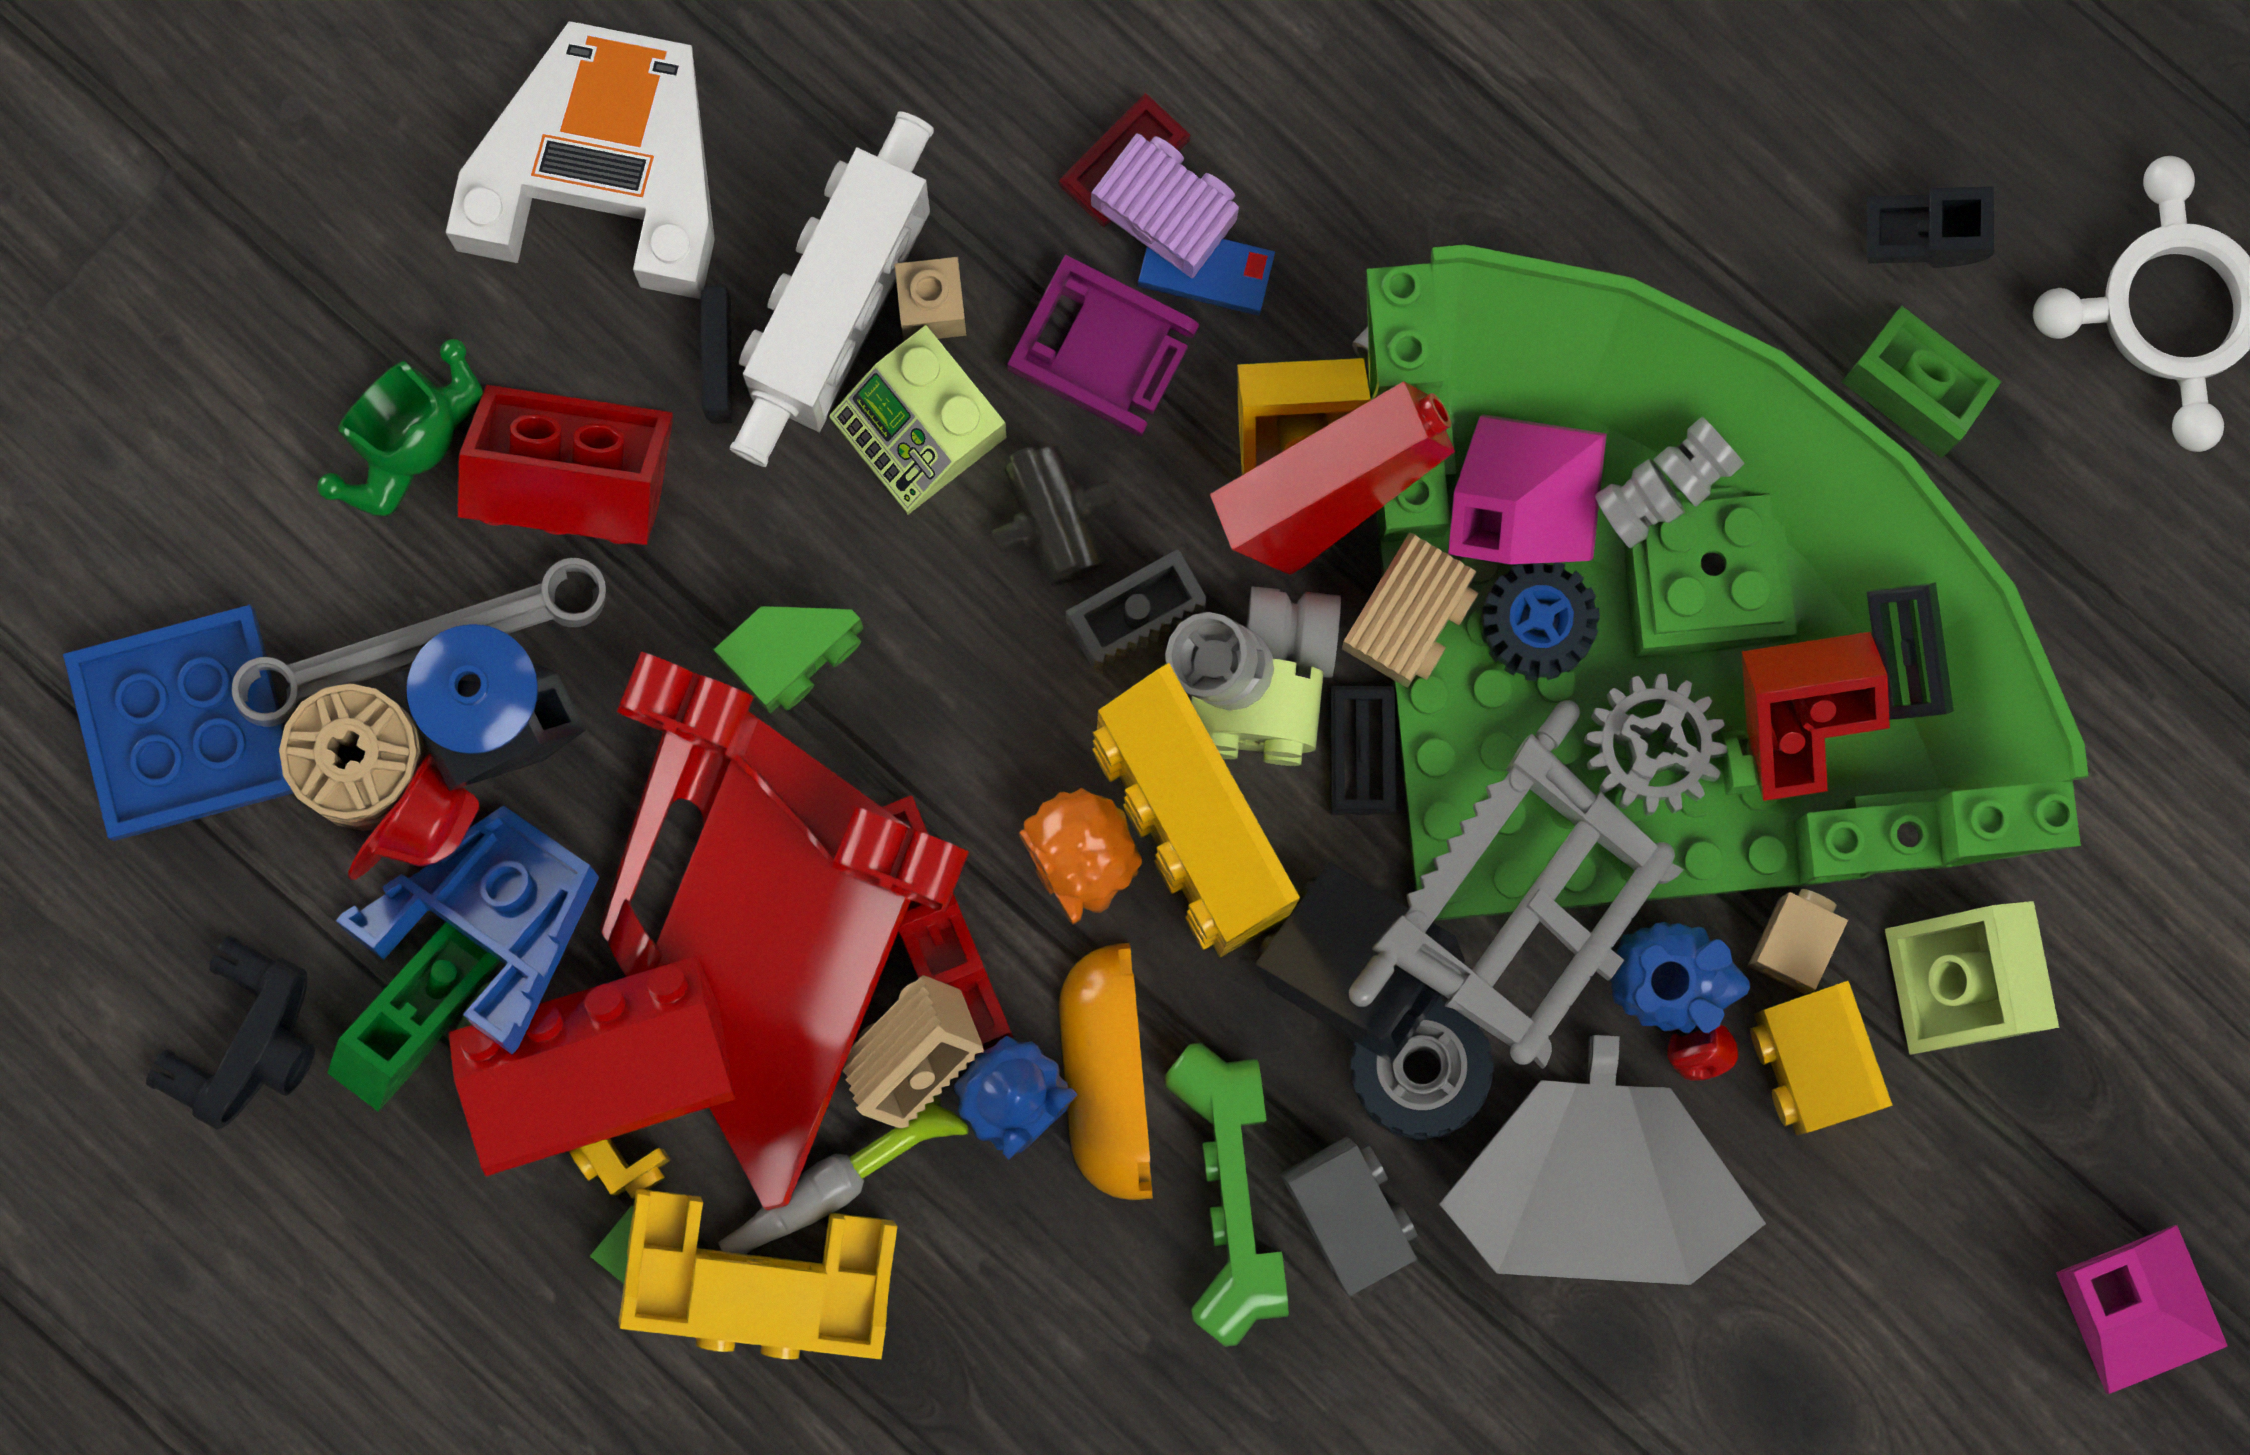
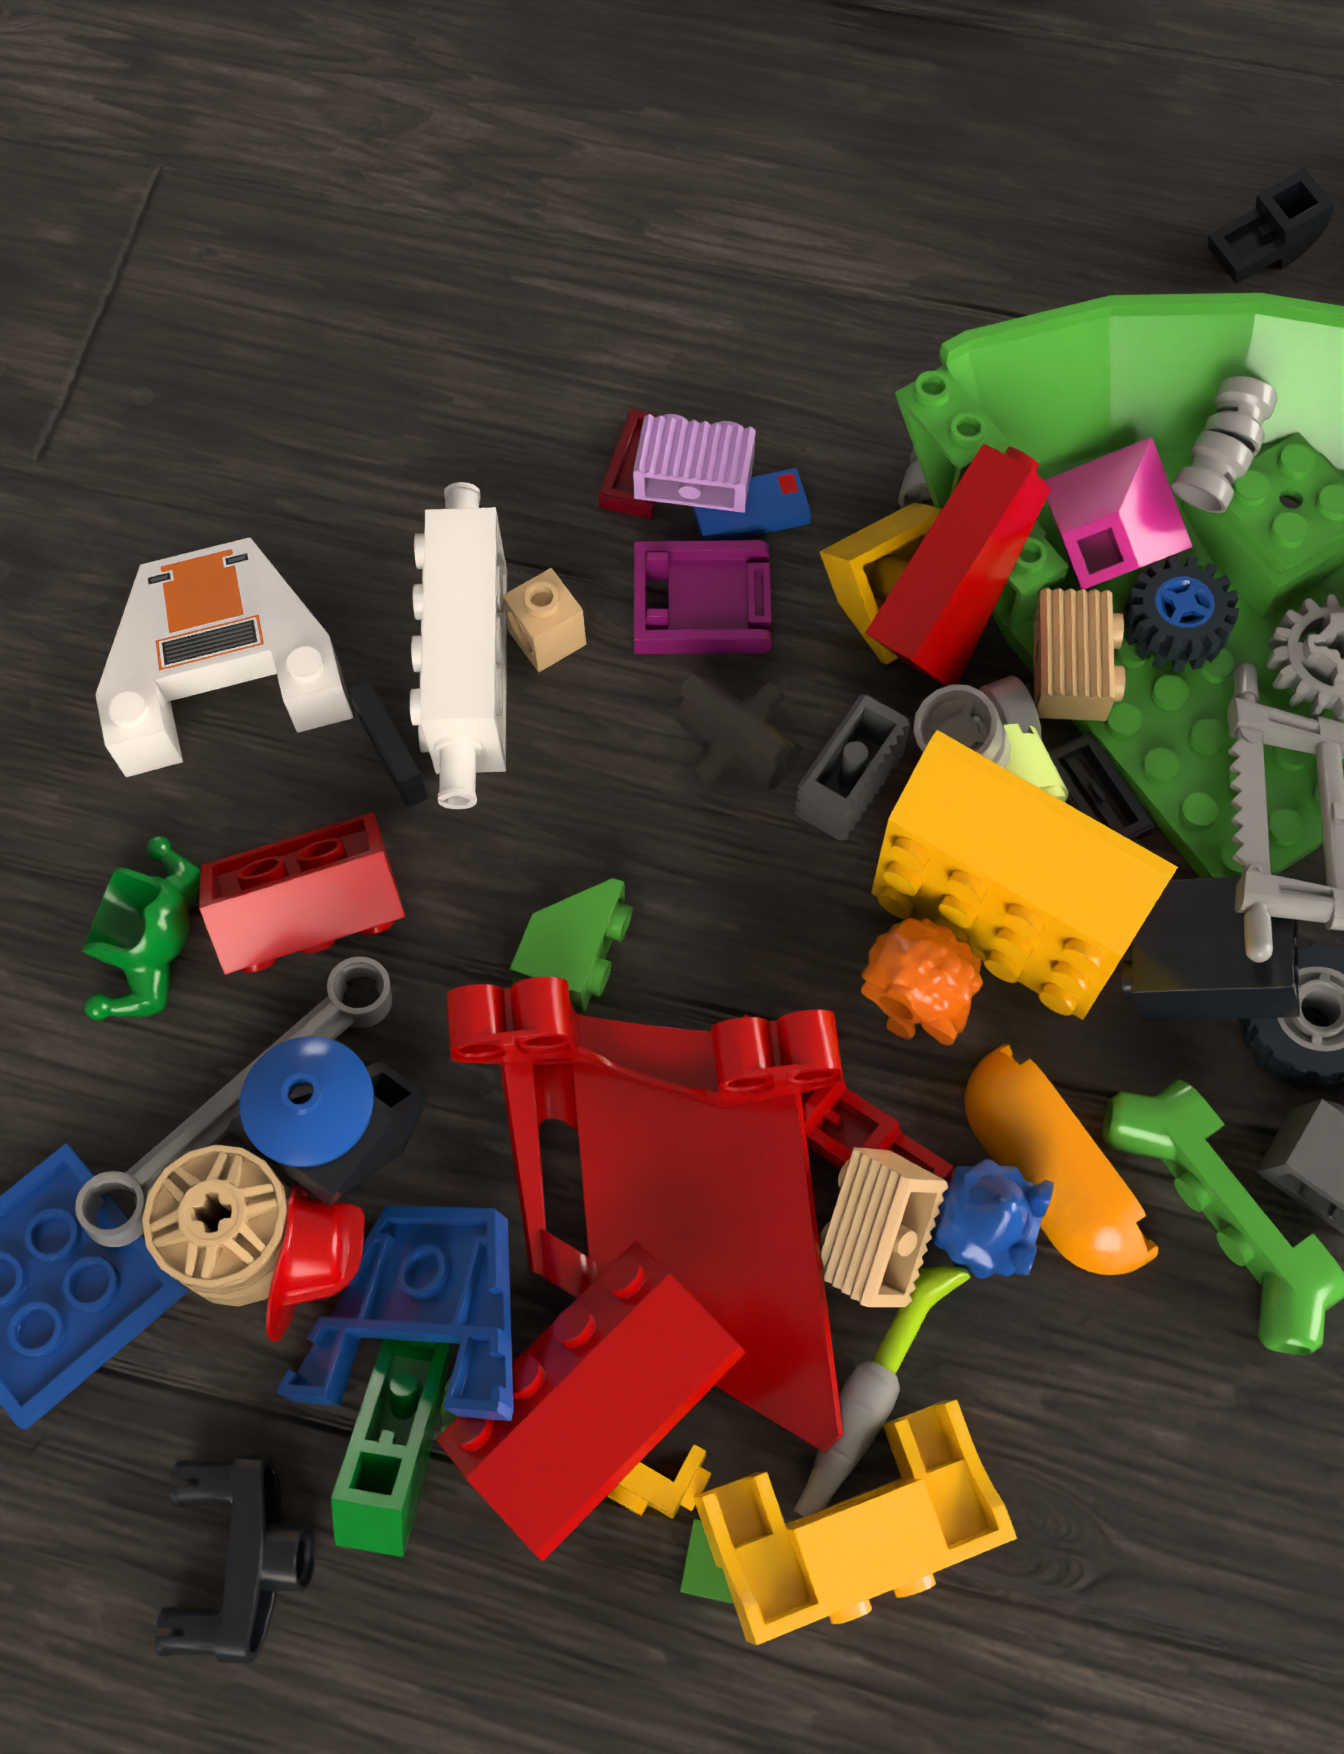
camera: 20 degrees left, 15 degrees down
(918, 420) = (585, 712): yellowish green slope -> none

